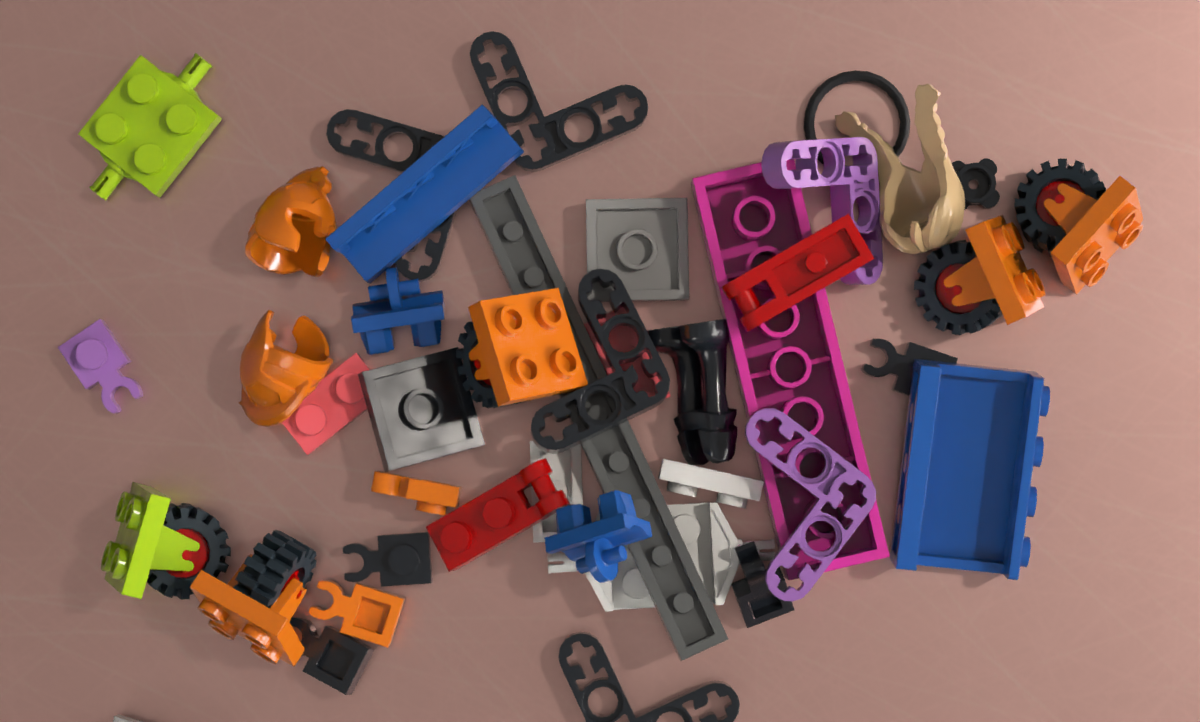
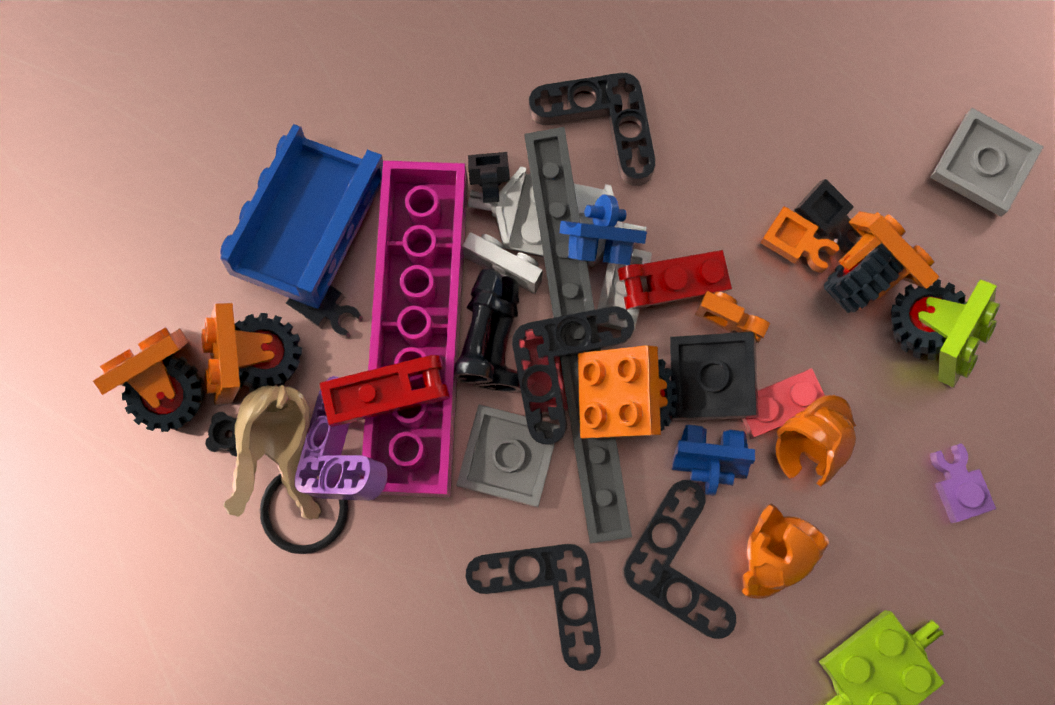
camera: 165 degrees left, 10 degrees down
(399, 559) = (757, 272): black plate -> none
(425, 194) = (667, 545): blue fence -> none
(823, 487) = (416, 218): medium lavender beam -> none

